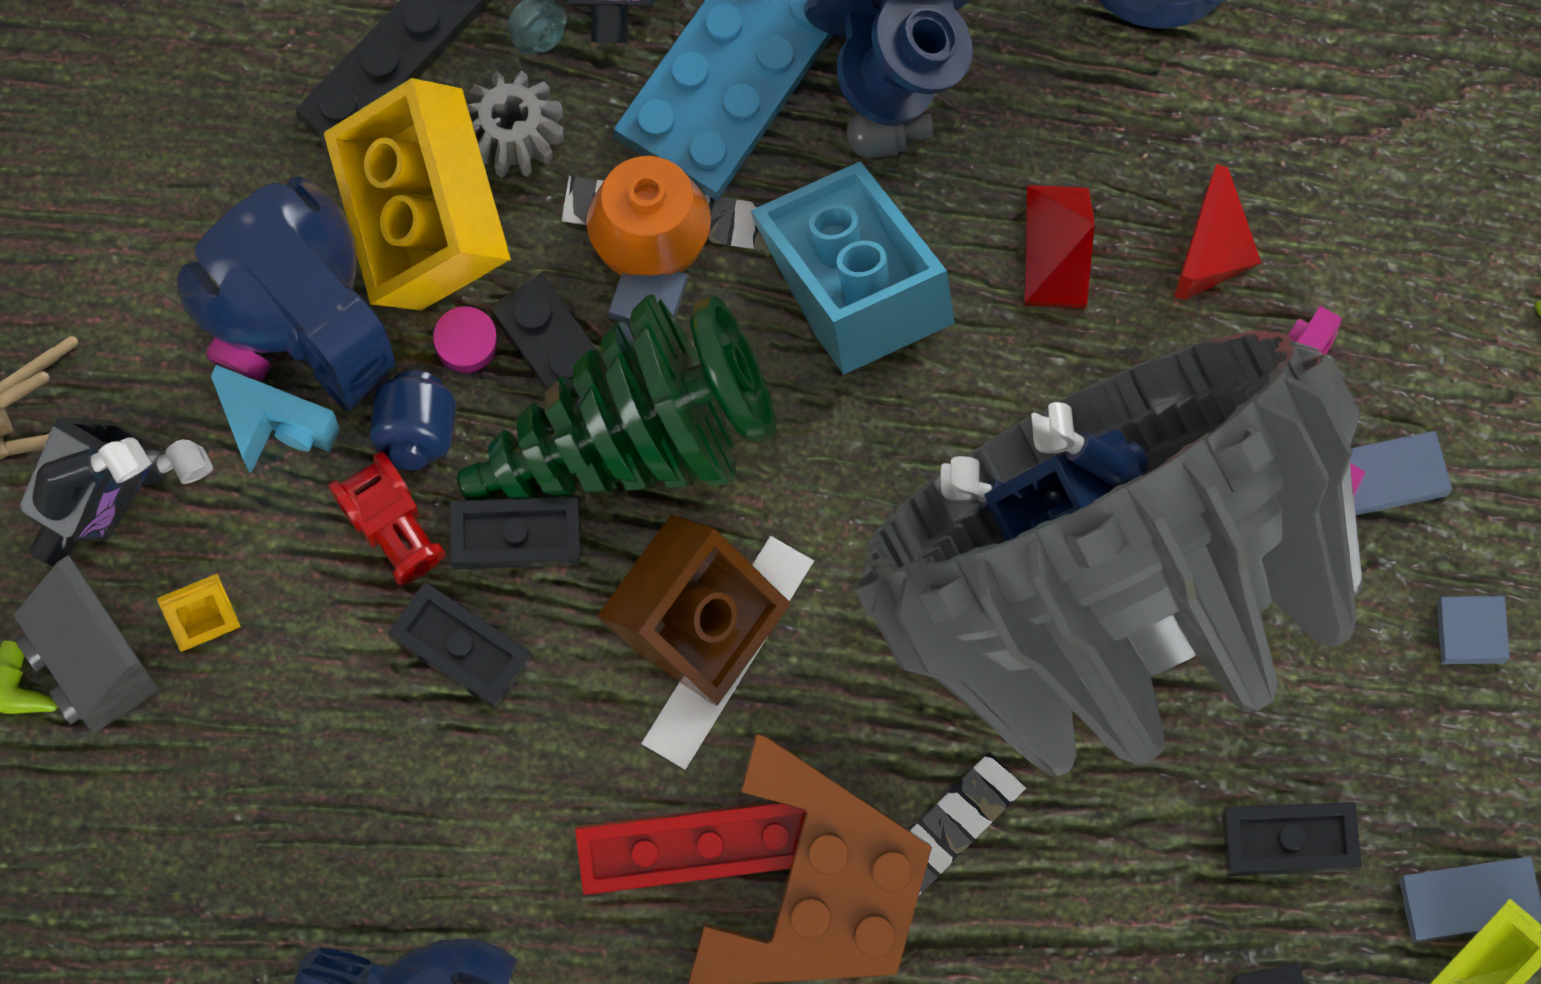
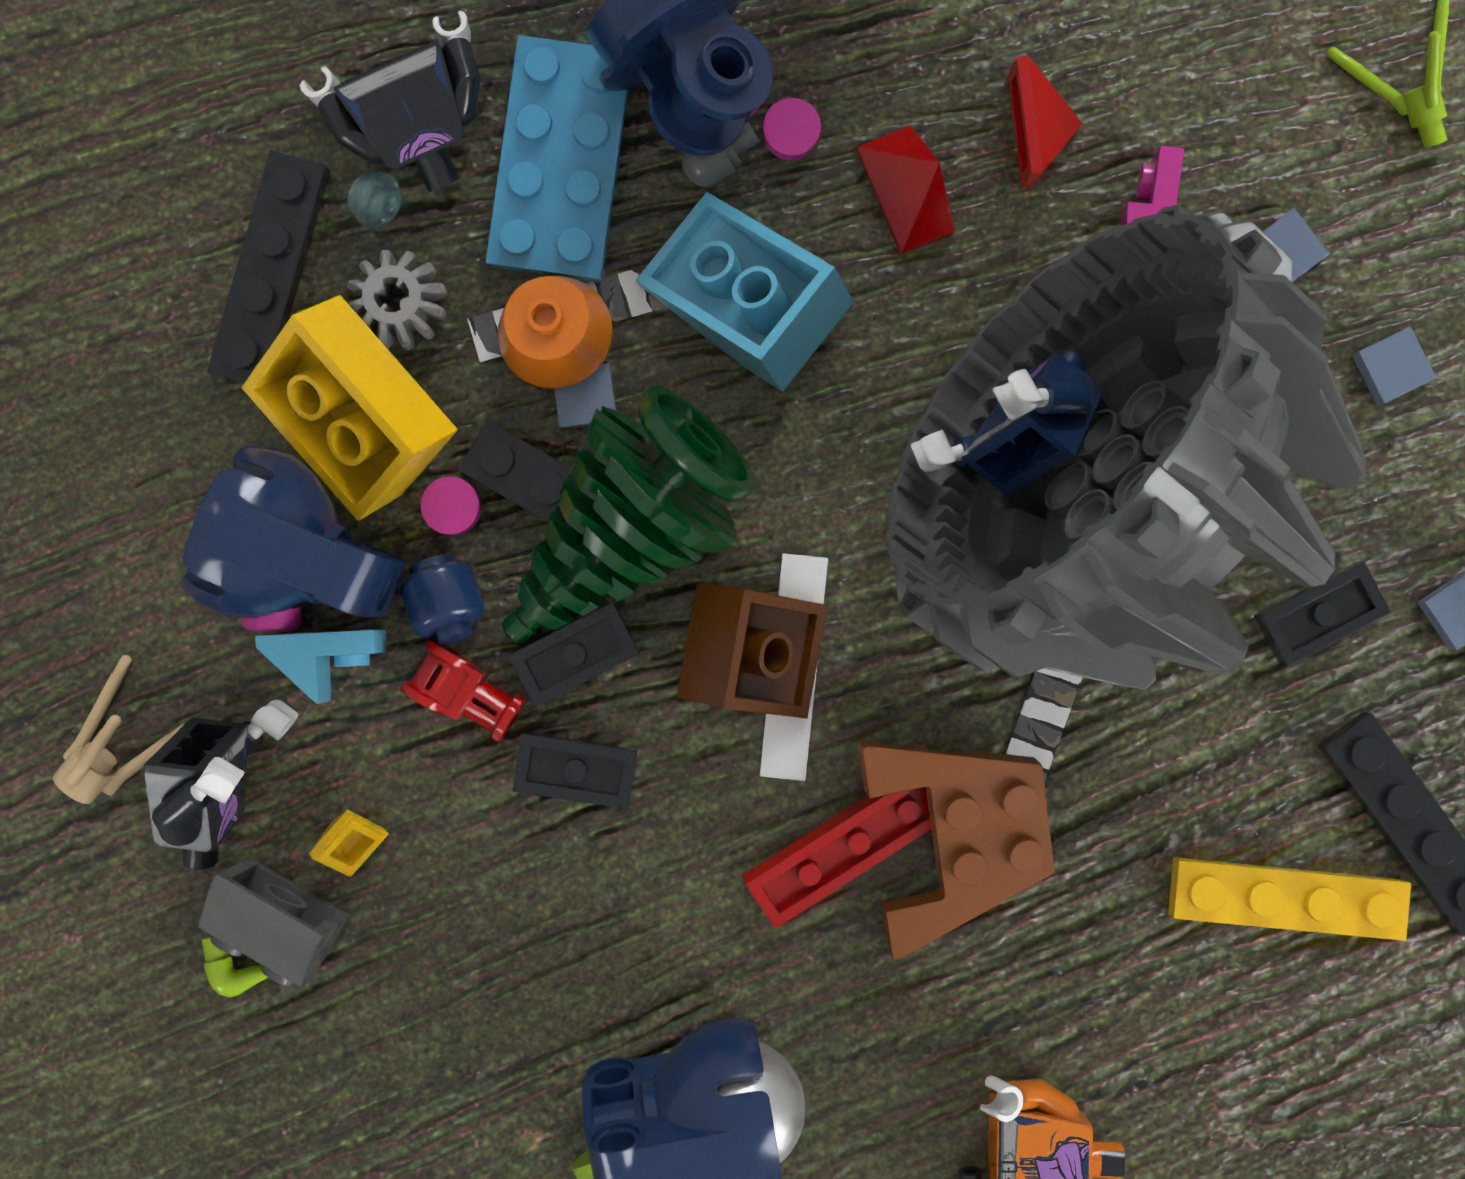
camera: 20 degrees left, 15 degrees up
(970, 140) = (791, 129): none -> dark pink tile

